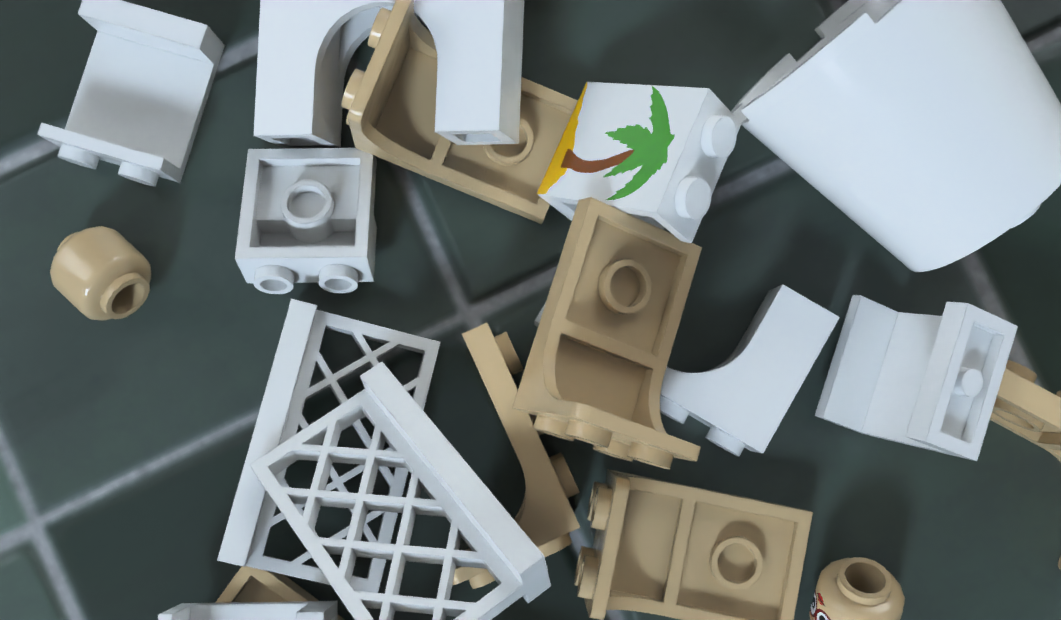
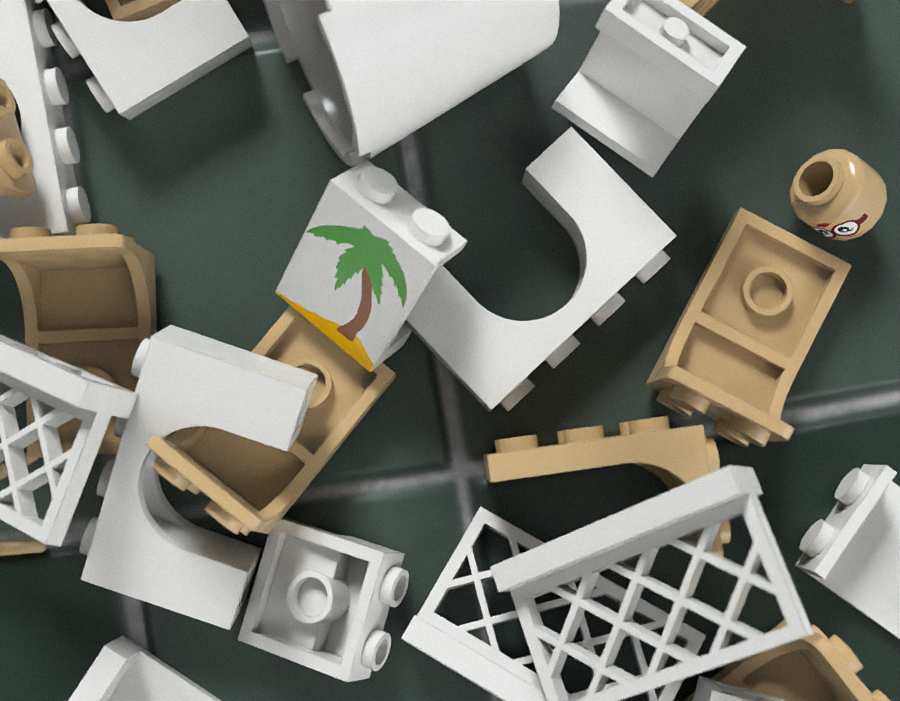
camera: 75 degrees left, 0 degrees up
(610, 336) = (534, 344): tan bracket -> none

